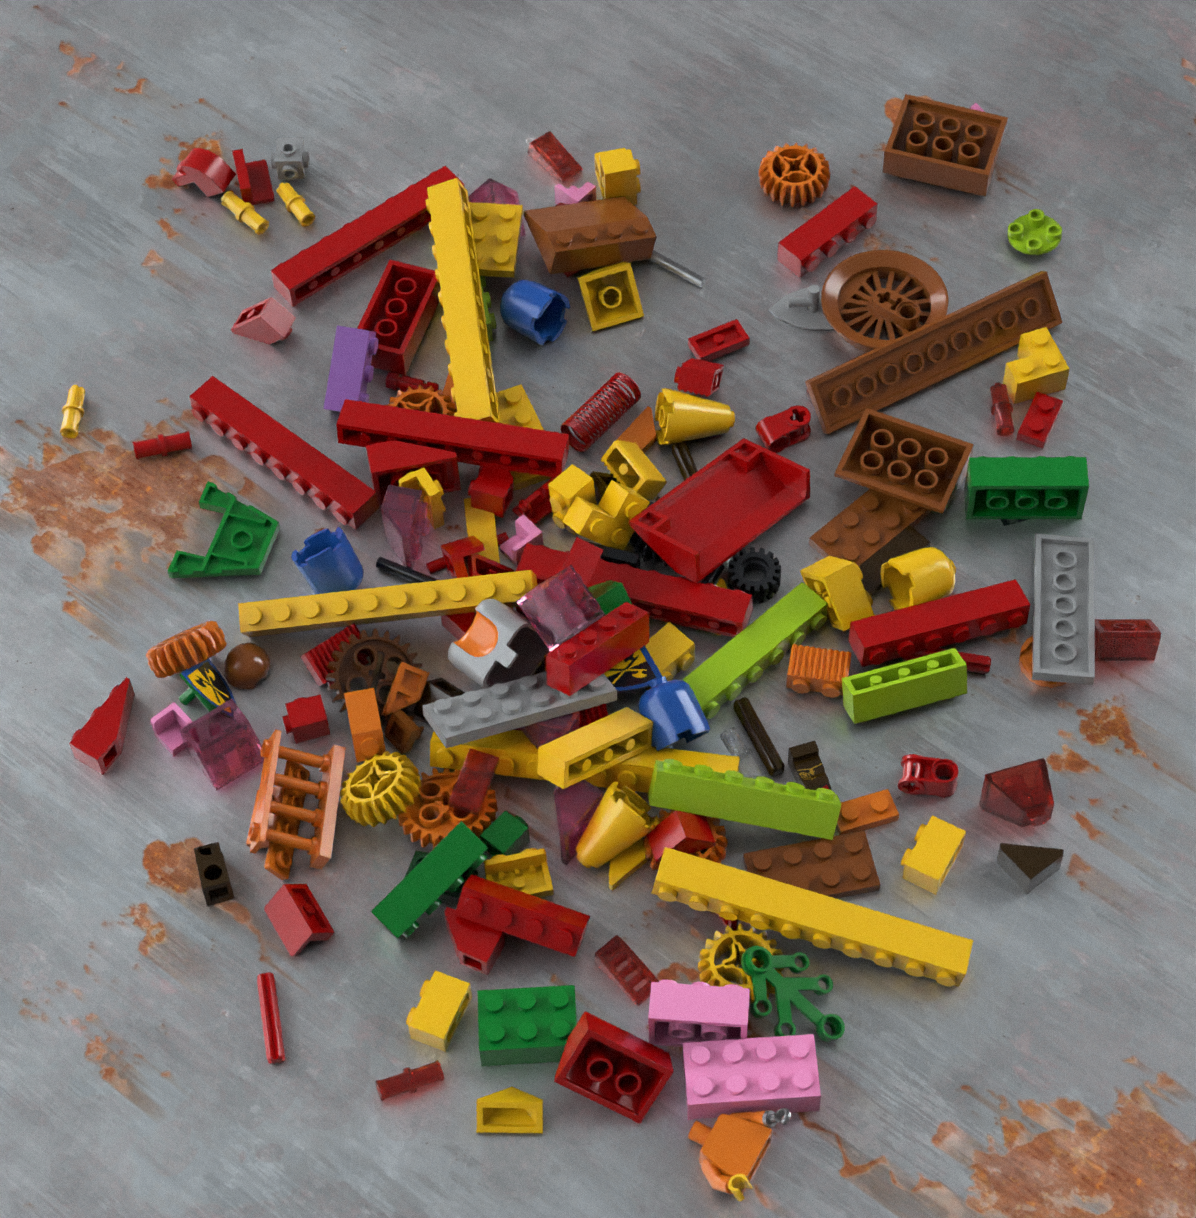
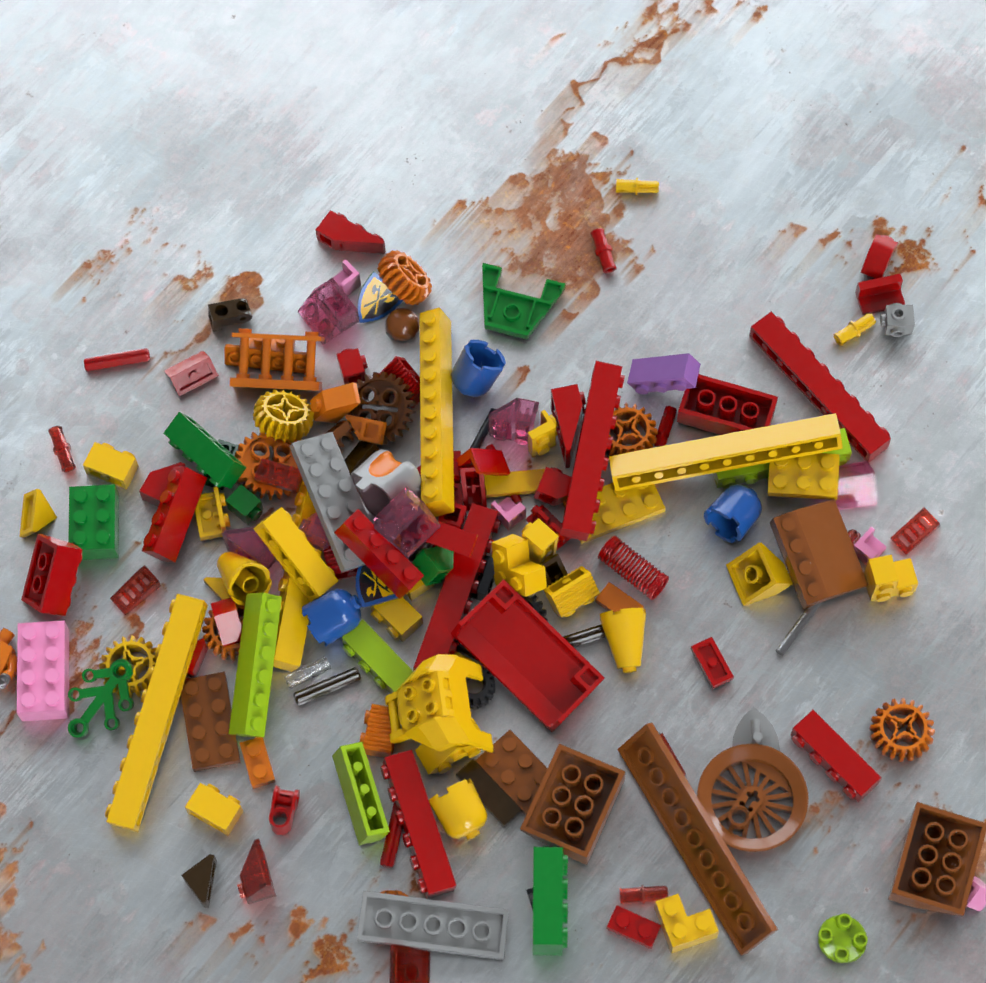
camera: 90 degrees right, 10 degrees up
(245, 212) = (842, 291): yellow pin -> none
(264, 322) = (723, 313): slope -> none
(284, 453) = (595, 334): red brick -> none
(696, 1012) = (86, 632): bright pink brick -> none
(699, 376) = (662, 641): red brick -> none
(782, 431) = (616, 710): red piece -> none
(800, 592) = (436, 705): none -> yellow piece
(807, 766) = (289, 722): dark brown leg -> none

